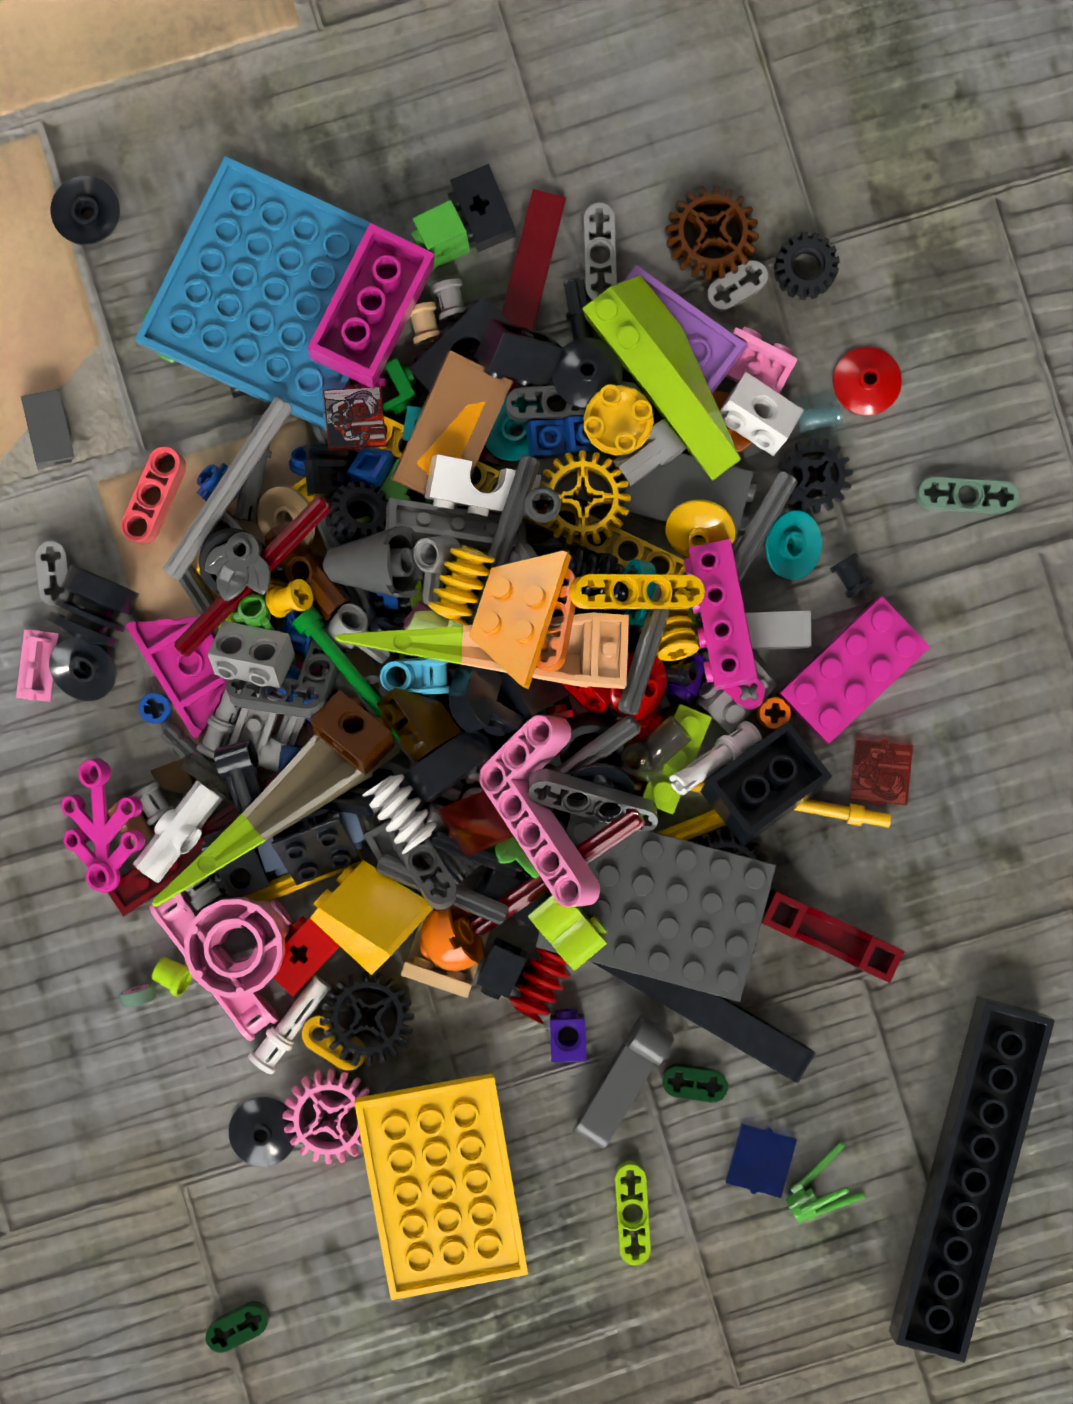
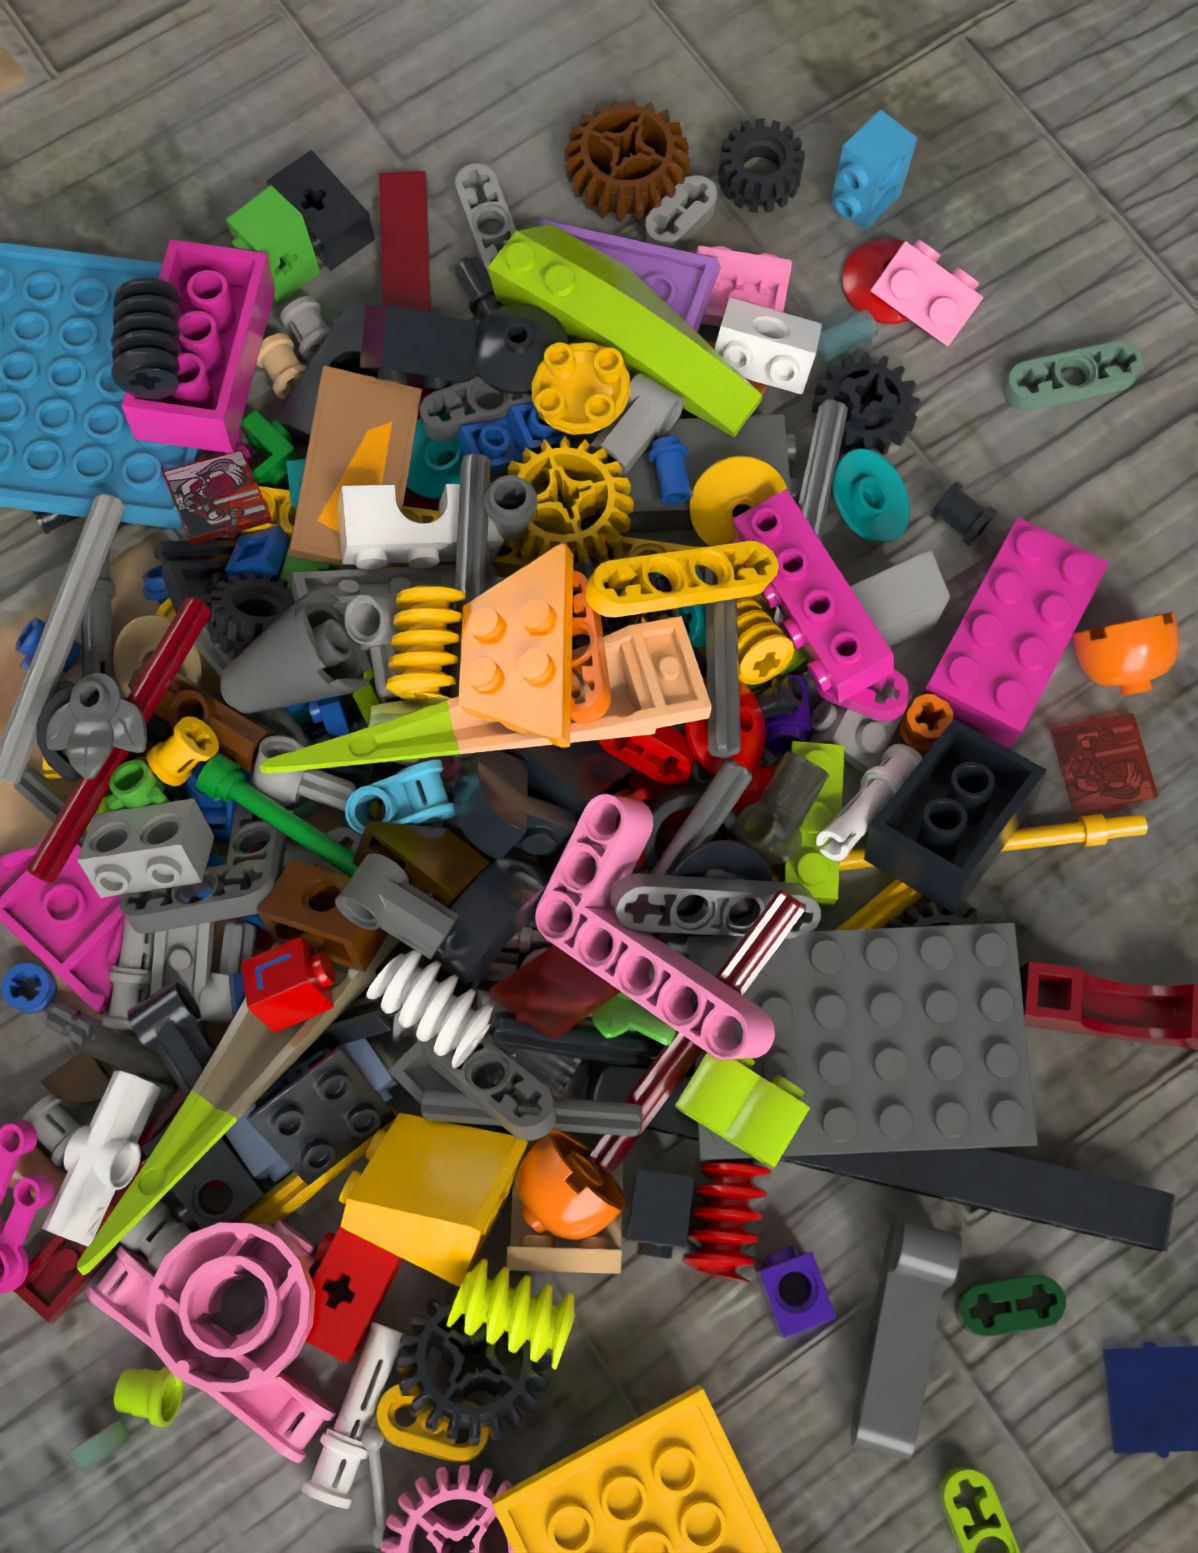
camera: 20 degrees left, 15 degrees down
(295, 1042) = (372, 1440): none -> light grey hinge
(317, 769) = (288, 984): none -> red brick
(333, 308) = (146, 338): none -> black piece
(388, 742) = (384, 899): none -> dark grey piece
(398, 1001) = (514, 1312): none -> neon yellow piece
(662, 493) = (669, 458): none -> blue pin
(879, 303) = (872, 170): none -> dark azure brick
(888, 404) = (927, 291): none -> bright pink bracket
(922, 706) = (1129, 652): none -> orange cylinder

